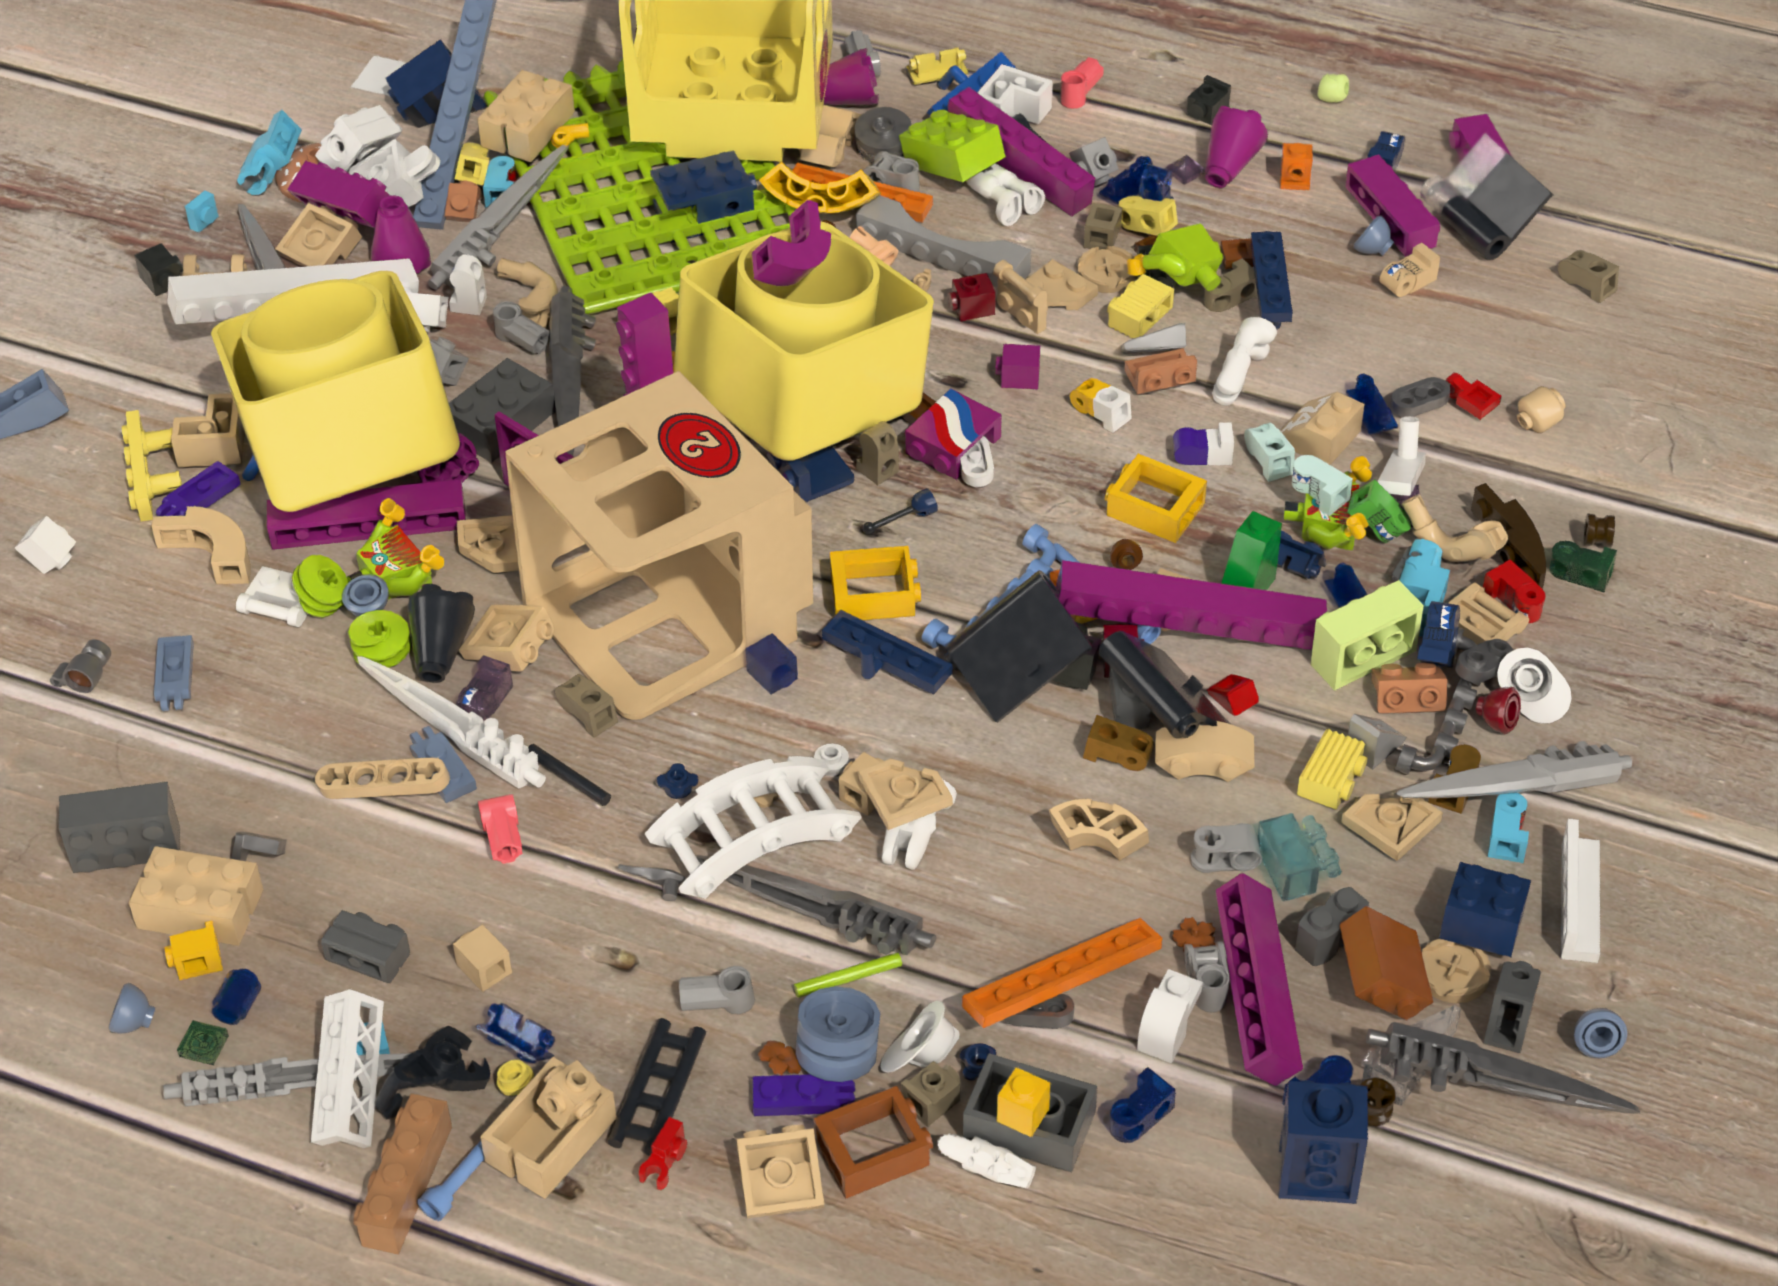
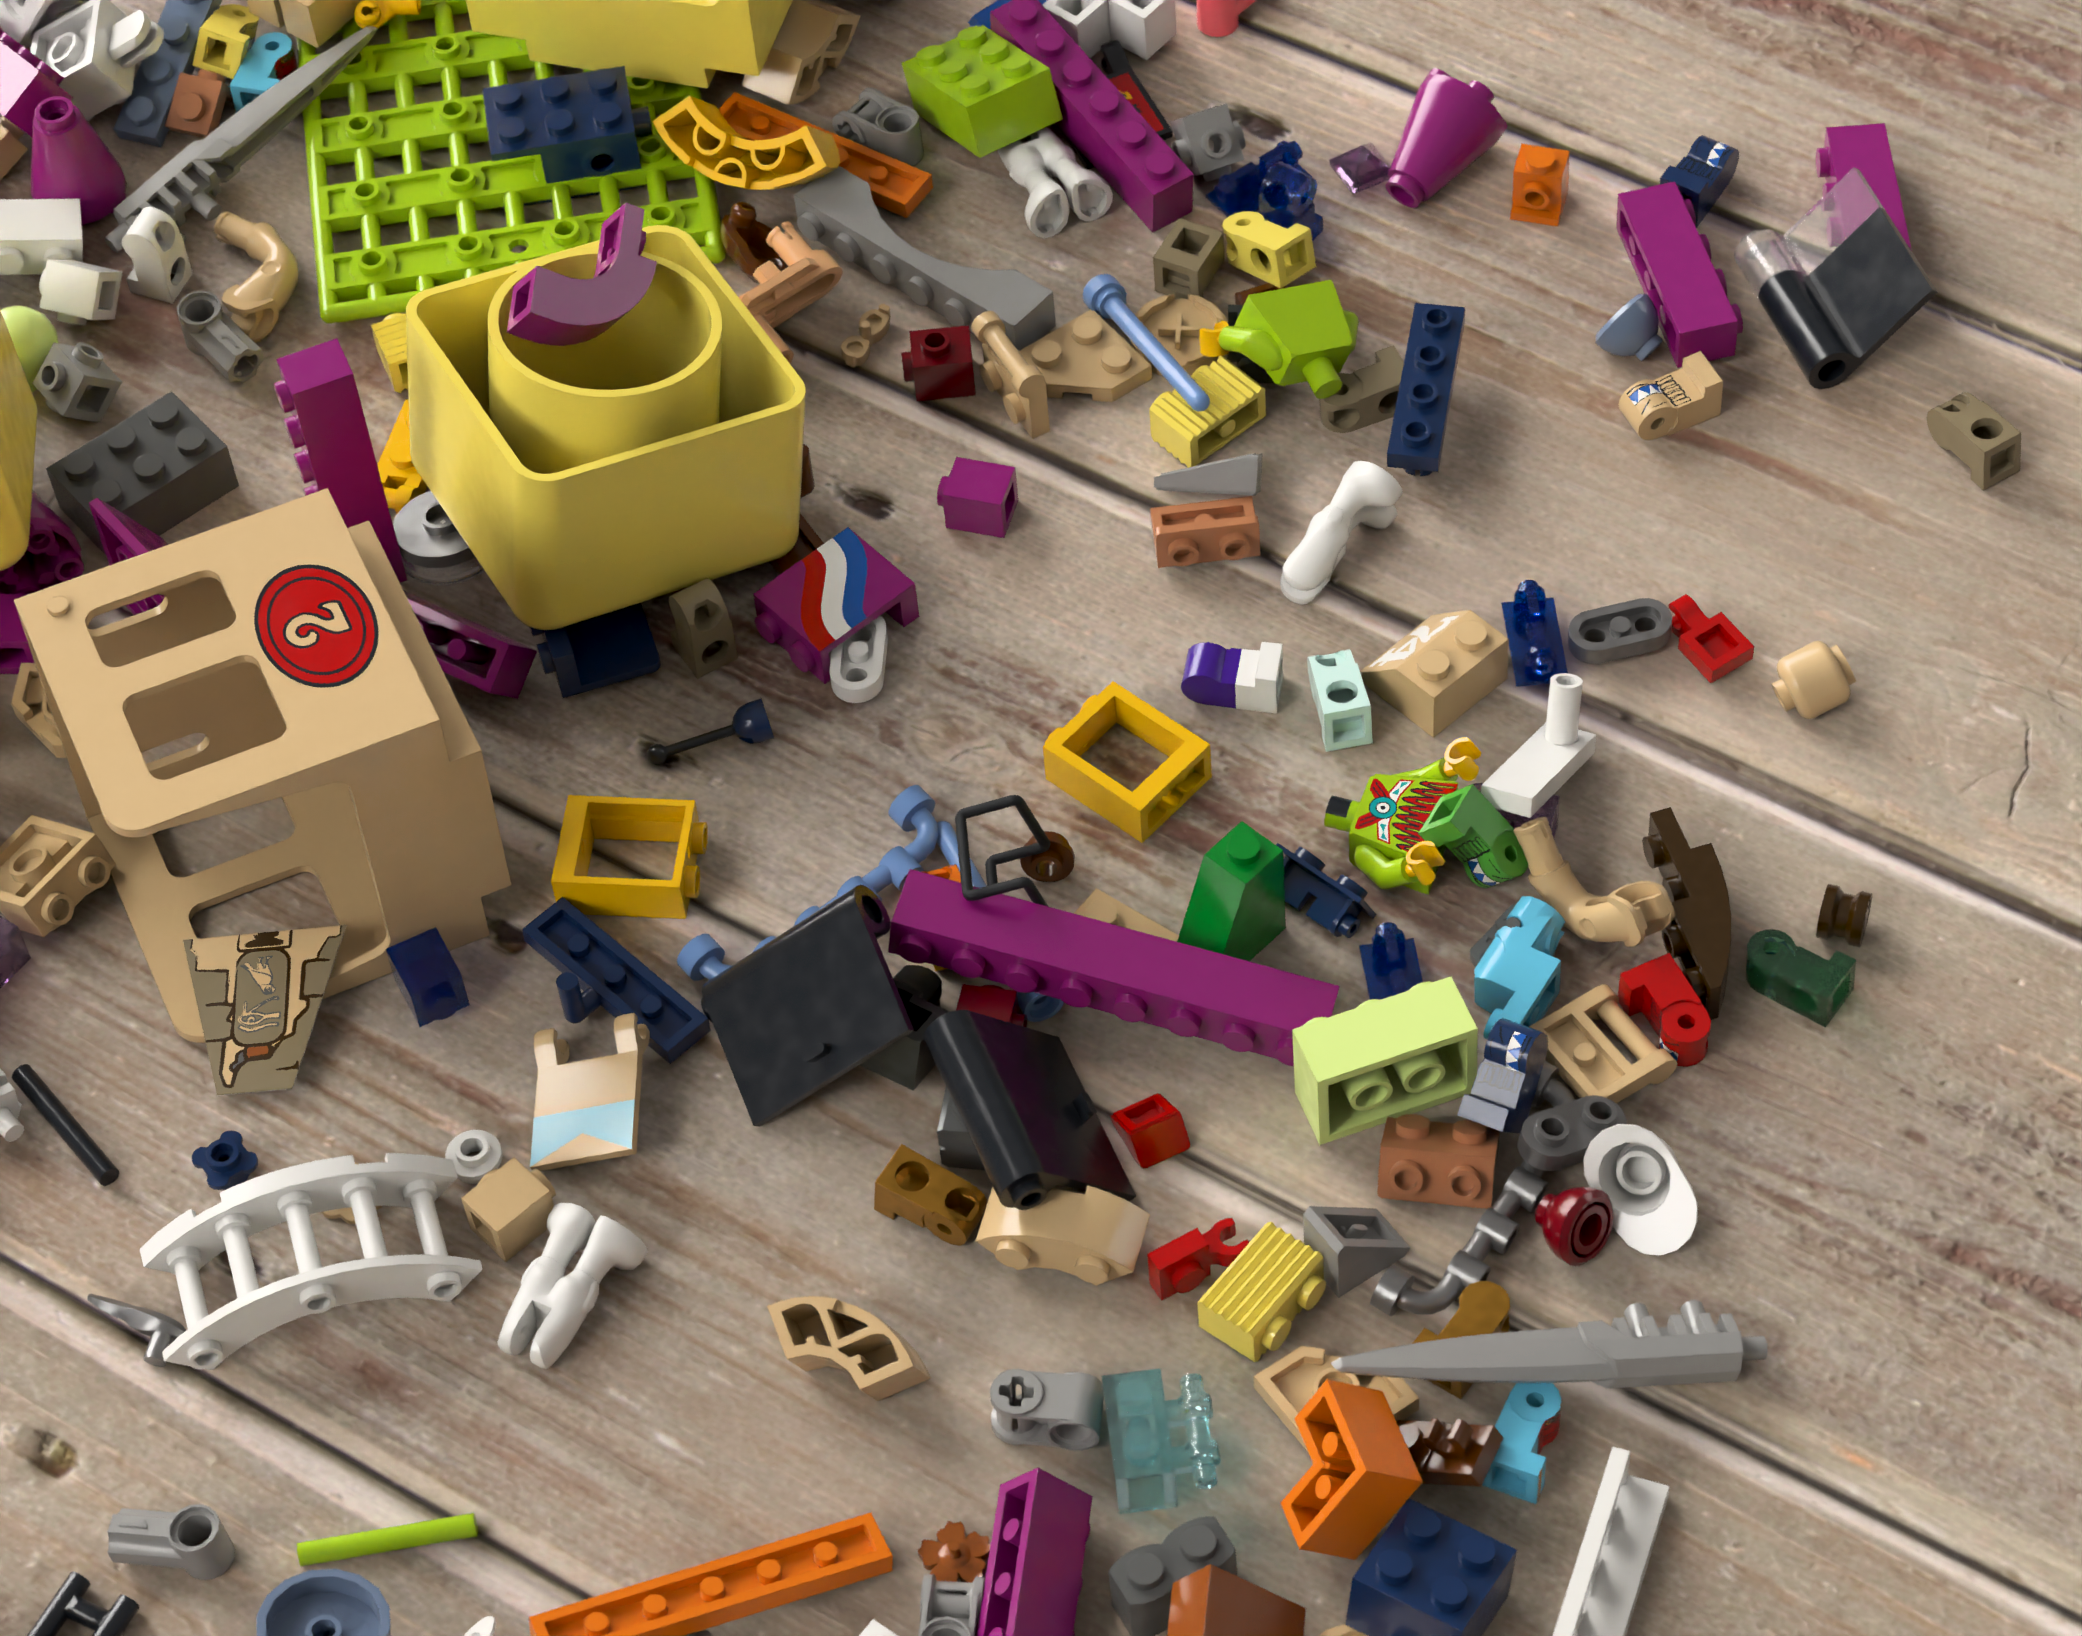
camera: 15 degrees right, 5 degrees up
(566, 351) = (289, 328): flat silver piece -> none
(588, 704) = (126, 1009): dark tan leg -> none
(672, 690) = (260, 1002): none -> sticker
(844, 910) = (412, 1427): flat silver piece -> none
(880, 131) = (876, 47): flat silver piece -> none
(893, 721) = (590, 1105): none -> tan flag
(904, 792) = (548, 1241): tan plate -> none
(1062, 253) = (1108, 299): none -> medium blue piece
(1098, 557) = (993, 887): none -> black piece
(1103, 403) = (1093, 580): white leg -> none
(1208, 98) = (1436, 42): pearl dark grey brick -> none
(1234, 250) = (1390, 328): dark orange plate -> none
(1281, 758) = (1187, 1259): none -> red plate
(1322, 482) = (1391, 775): light aqua leg -> none
(1333, 88) = (1649, 45): yellowish green piece -> none
(1427, 854) = (1357, 1471): none -> orange brick
(1465, 838) = (1451, 1452): none -> reddish brown plate

